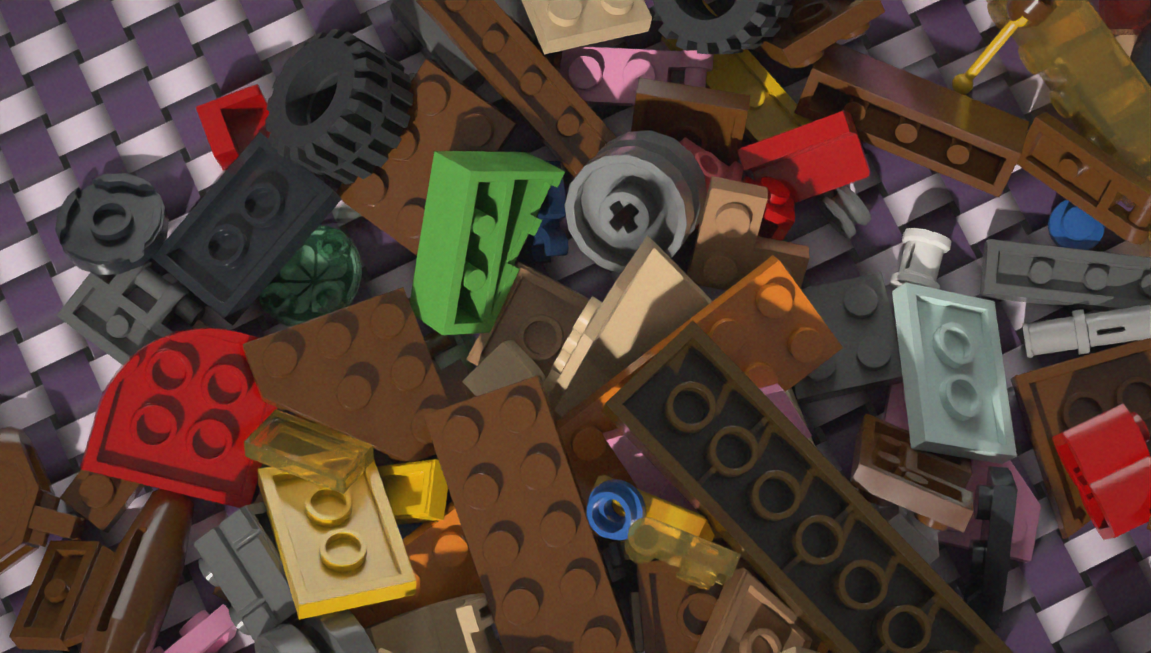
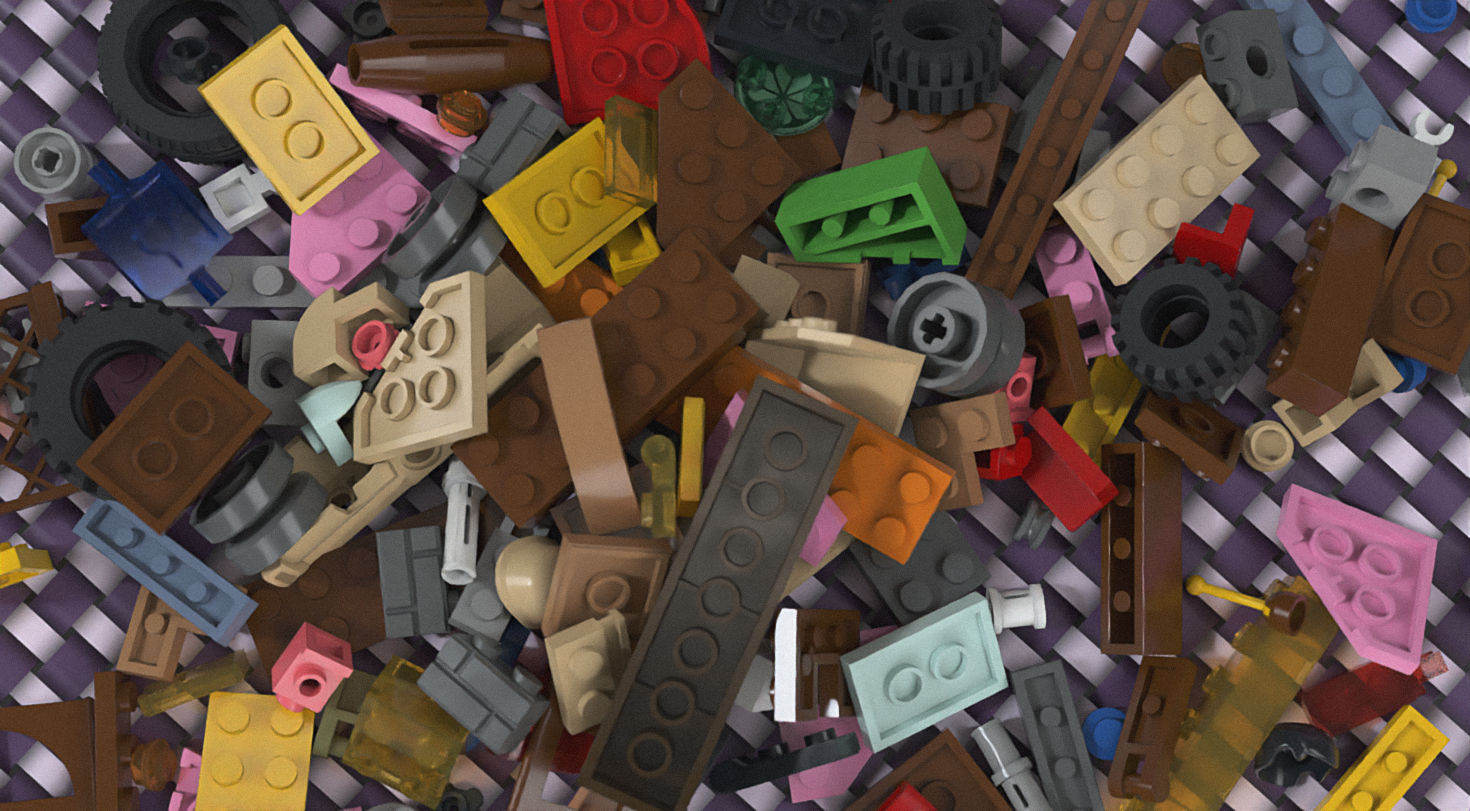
camera: 65 degrees right, 5 degrees up
(192, 610) = (460, 113): none -> clear orange plate
(382, 273) = (811, 151): none -> reddish brown tile
(582, 600) = (588, 426): none -> medium nougat slope
(602, 515) = (667, 415): blue plate -> none

